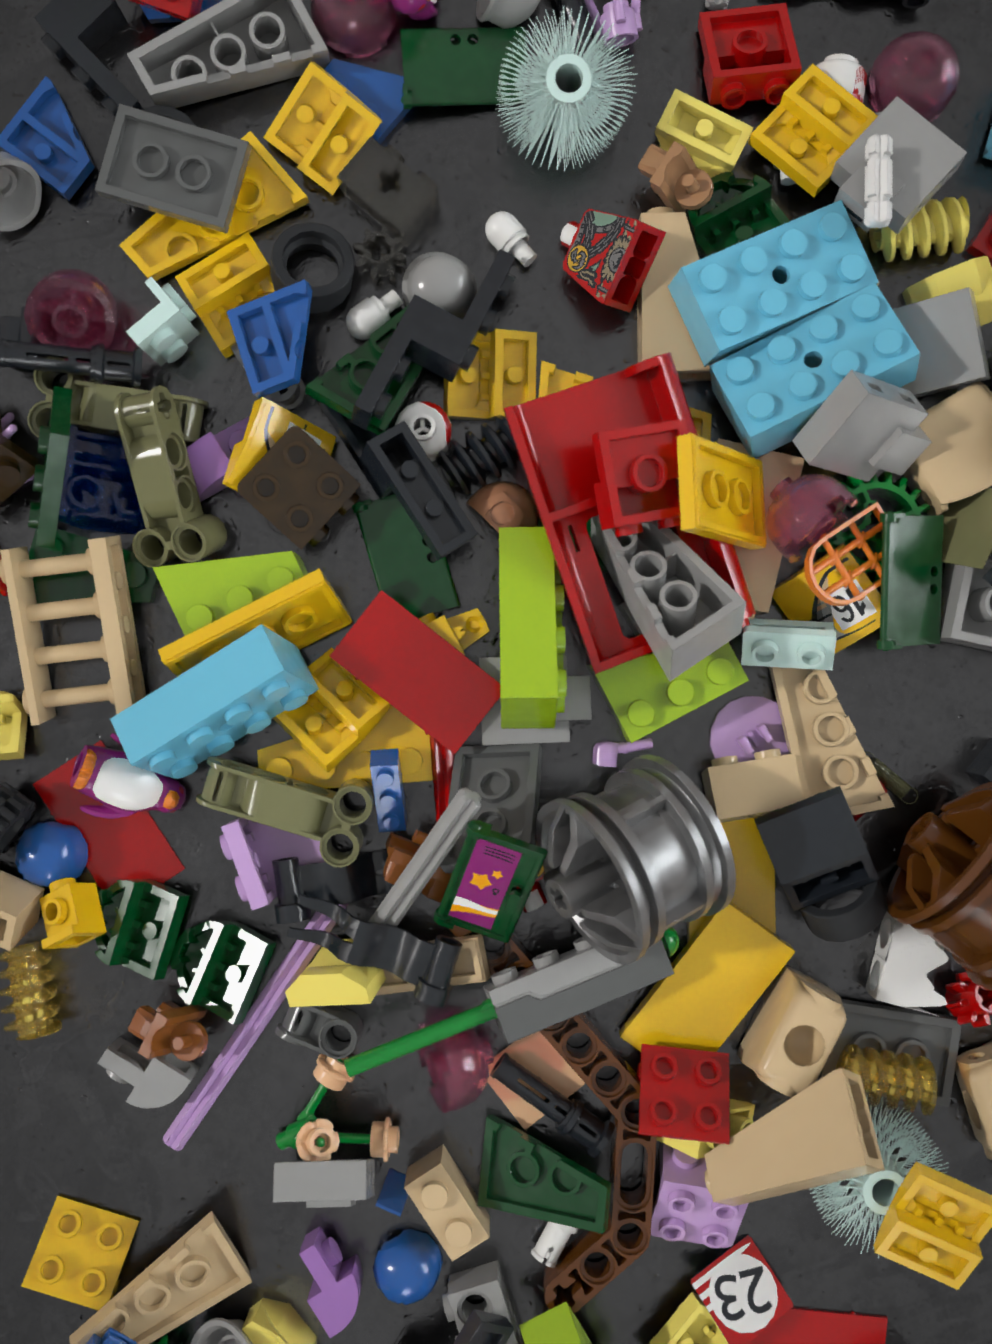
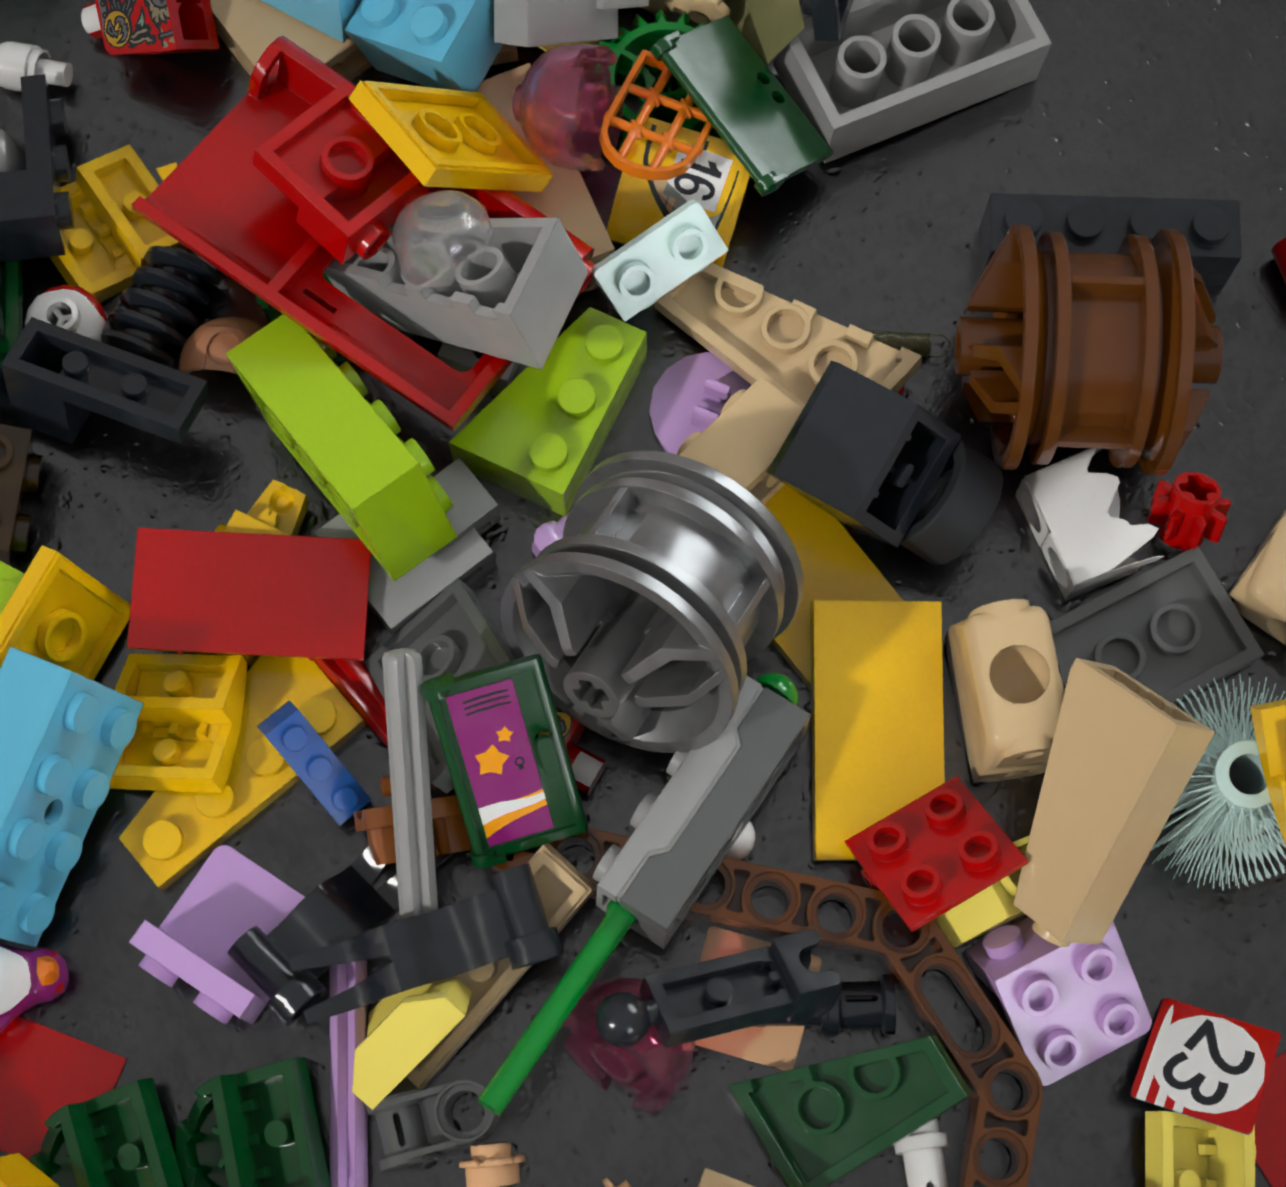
camera: 35 degrees left, 15 degrees down
(288, 805) = (196, 862): olive piece -> none
(402, 559) = (125, 484): dark green door -> none
(511, 1088) = (723, 995): none -> black plate
(669, 561) = (439, 234): none -> clear hair
(892, 1076) = (1171, 650): clear yellow piece -> none

